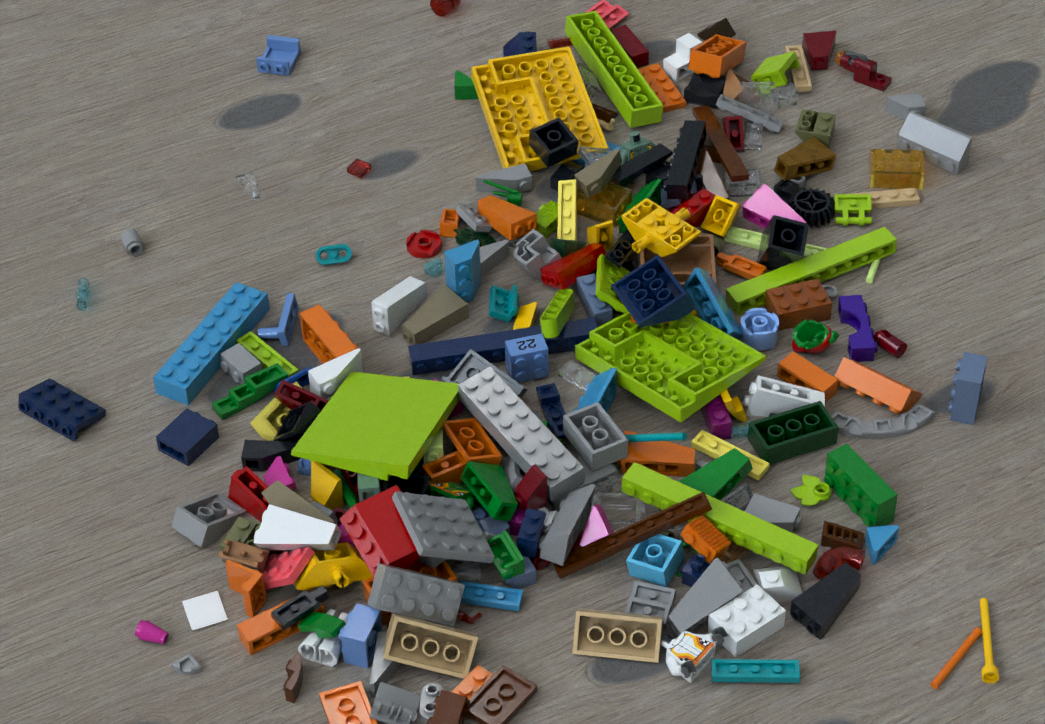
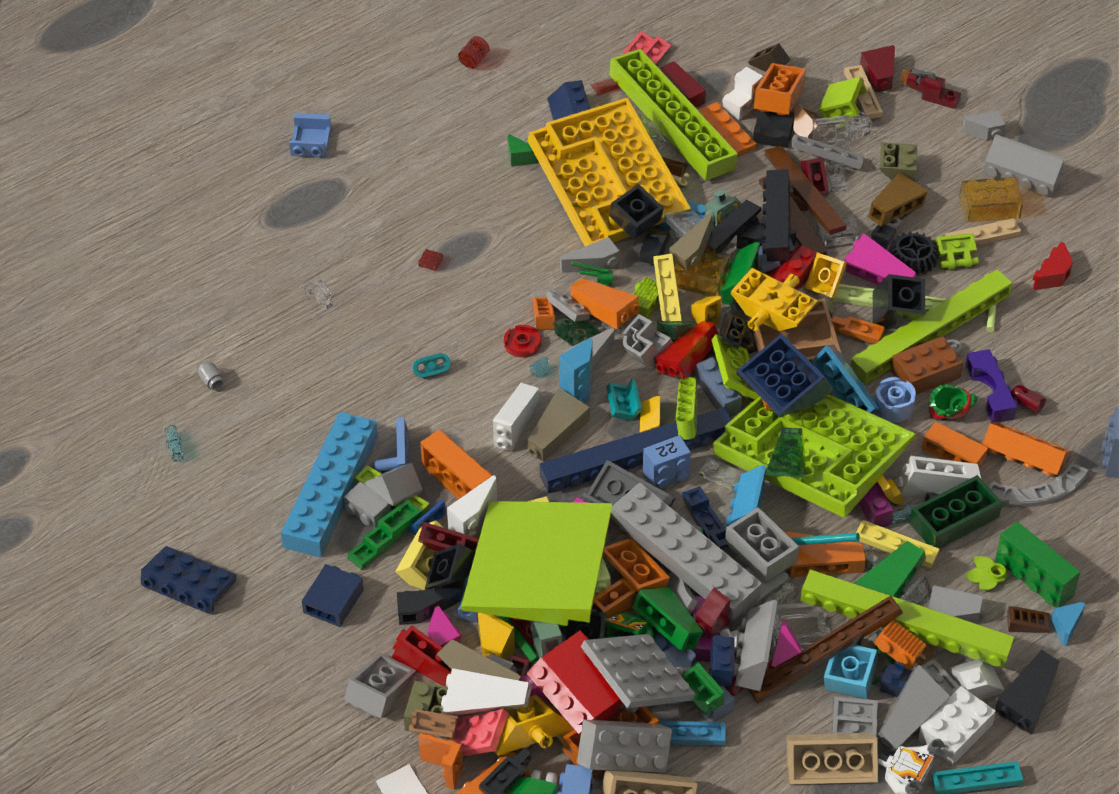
camera: 10 degrees left, 5 degrees up
(271, 348) = (396, 484): none -> light grey slope
(464, 617) = (673, 760): clear red piece -> none
(636, 357) = (788, 454): none -> clear green wing
(836, 557) = (1029, 645): clear red cylinder -> none
(942, 235) = (1054, 270): none -> red slope

